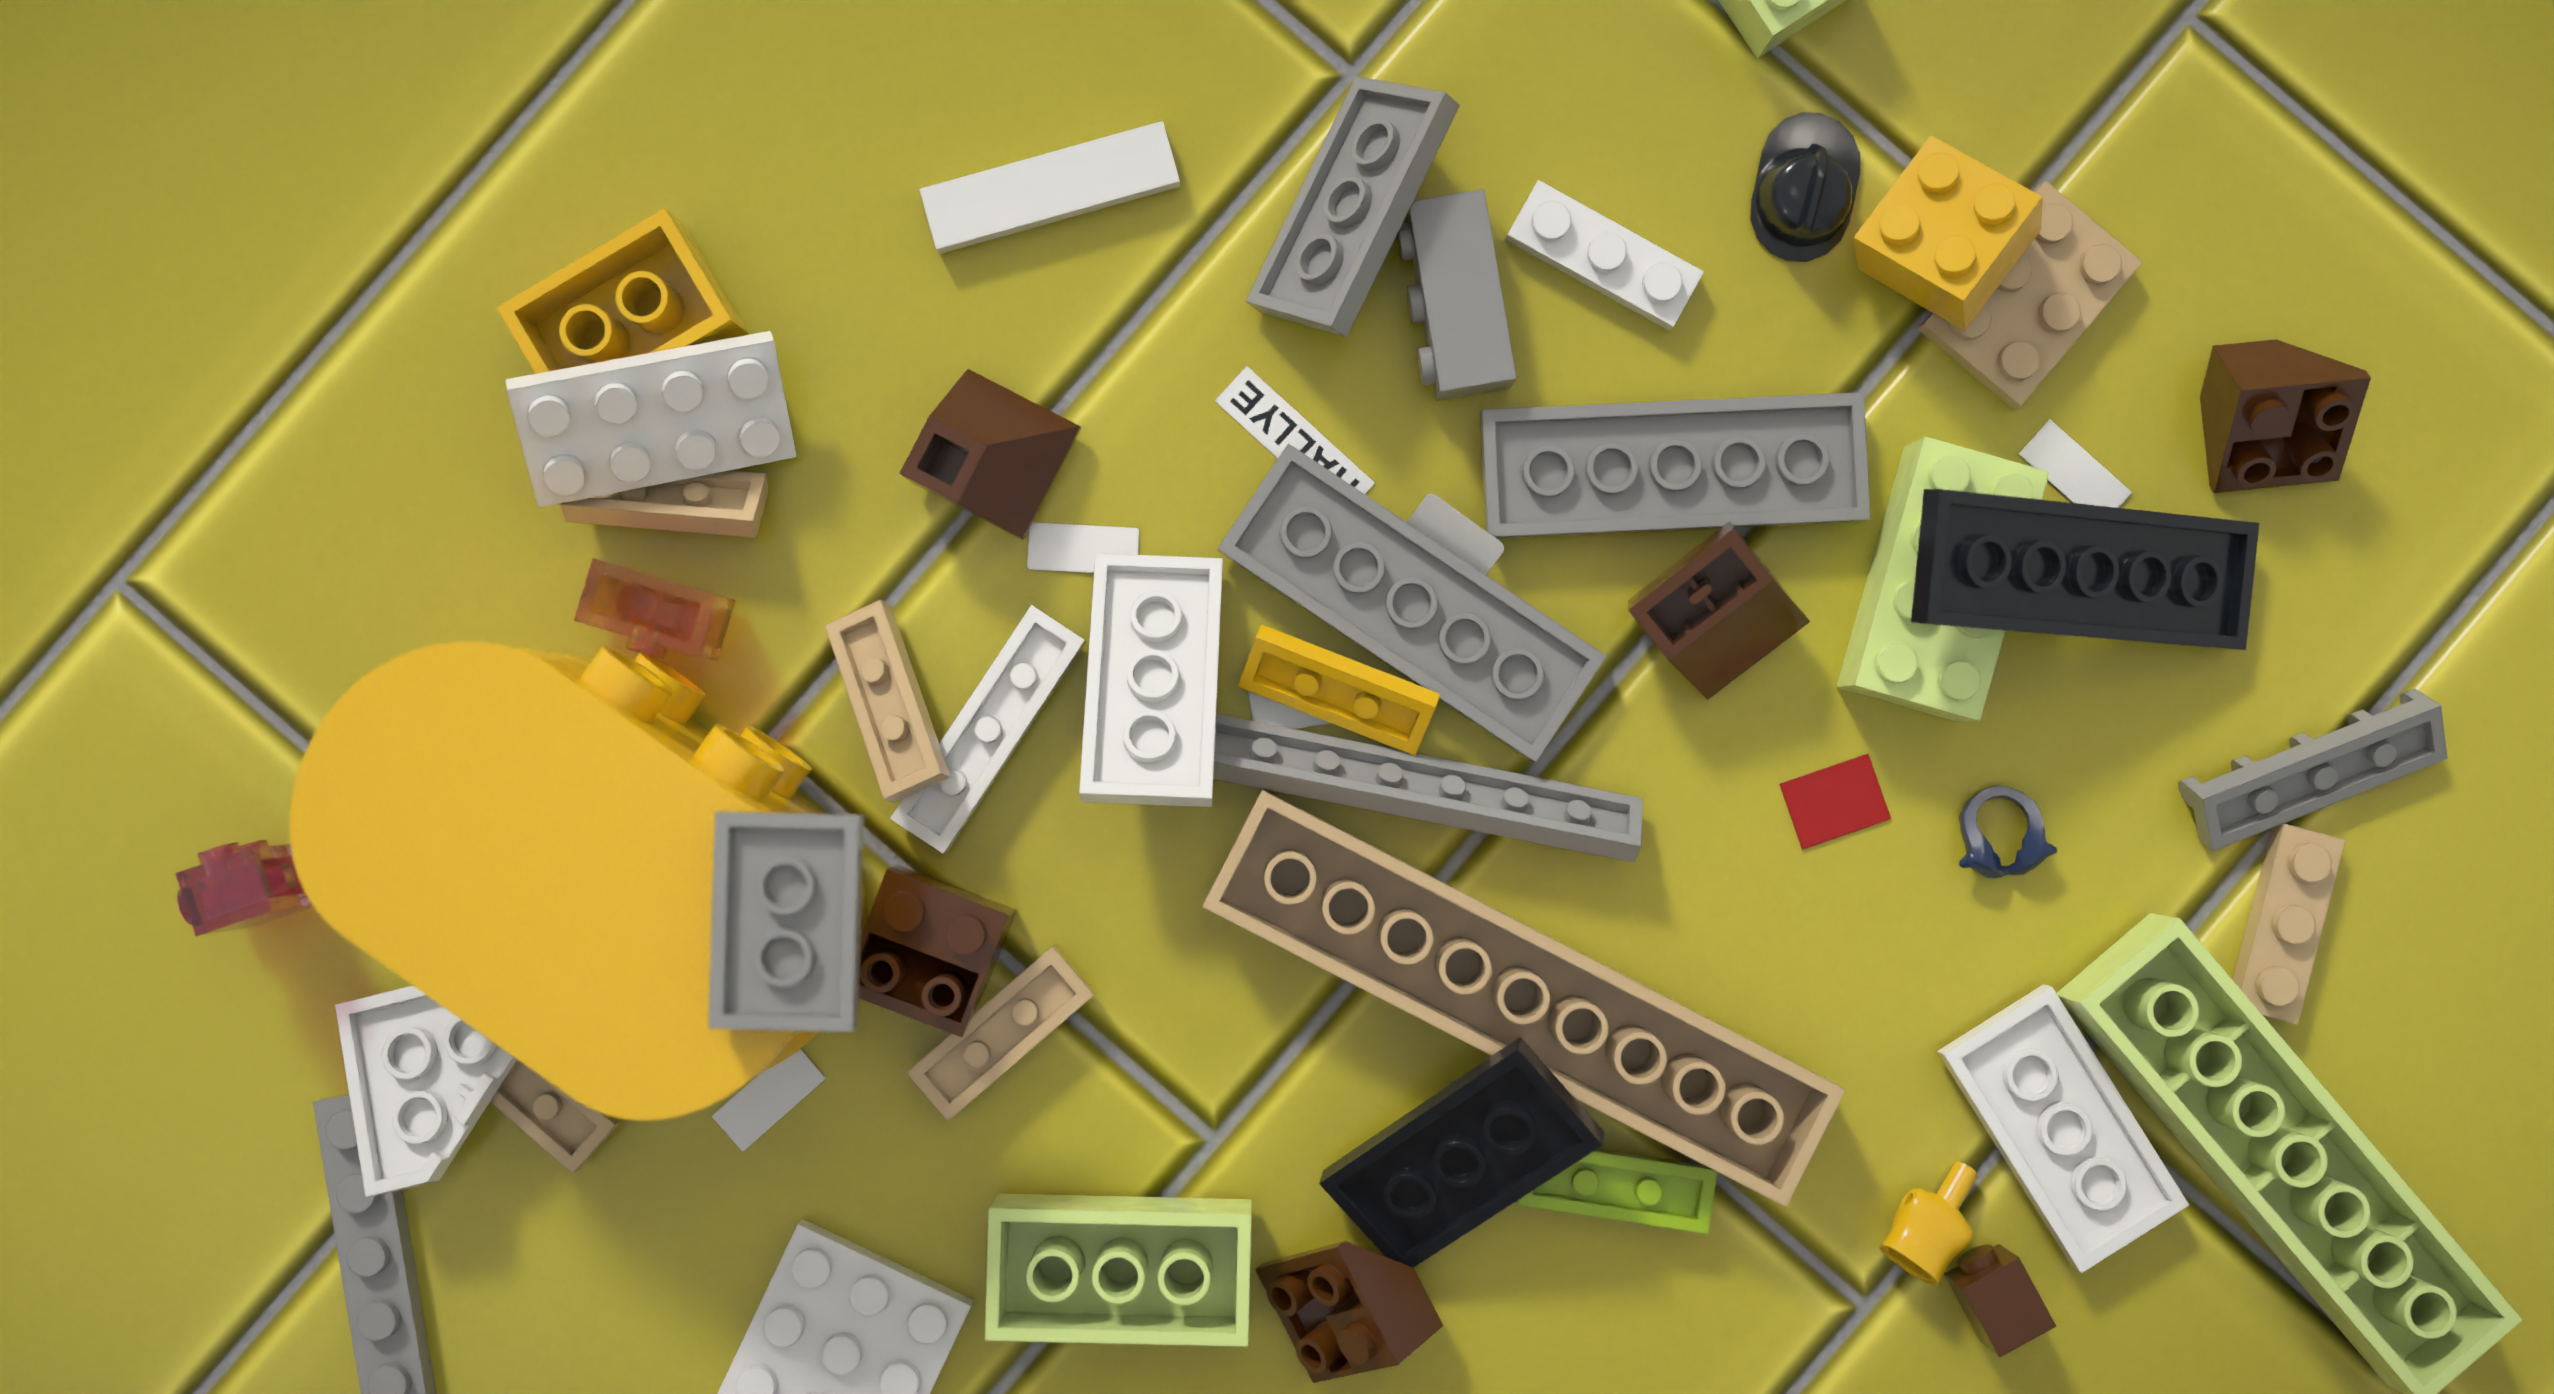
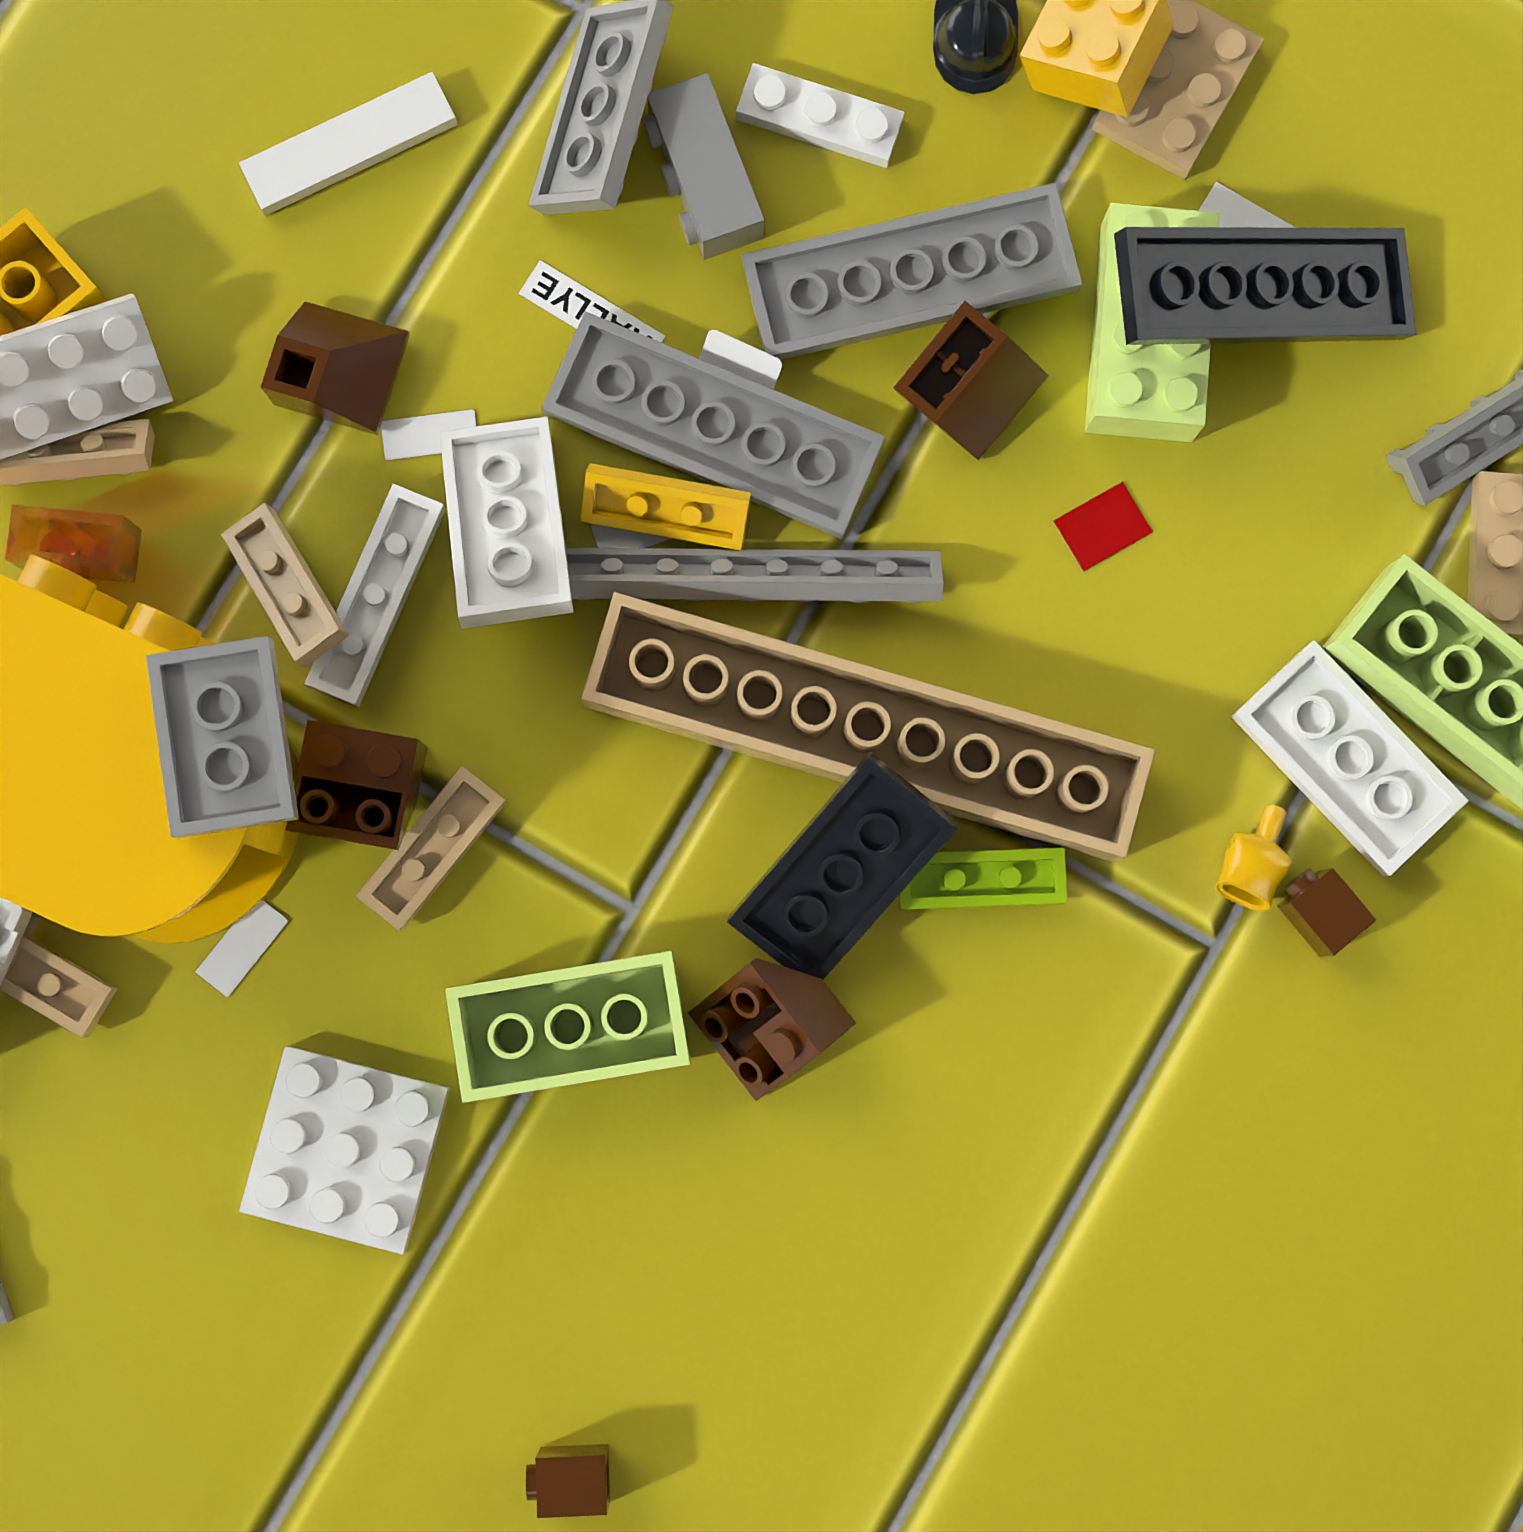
camera: 10 degrees left, 5 degrees down
(1979, 850) = (1231, 541): dark blue piece -> none
(2277, 415) = (1401, 140): reddish brown slope -> none

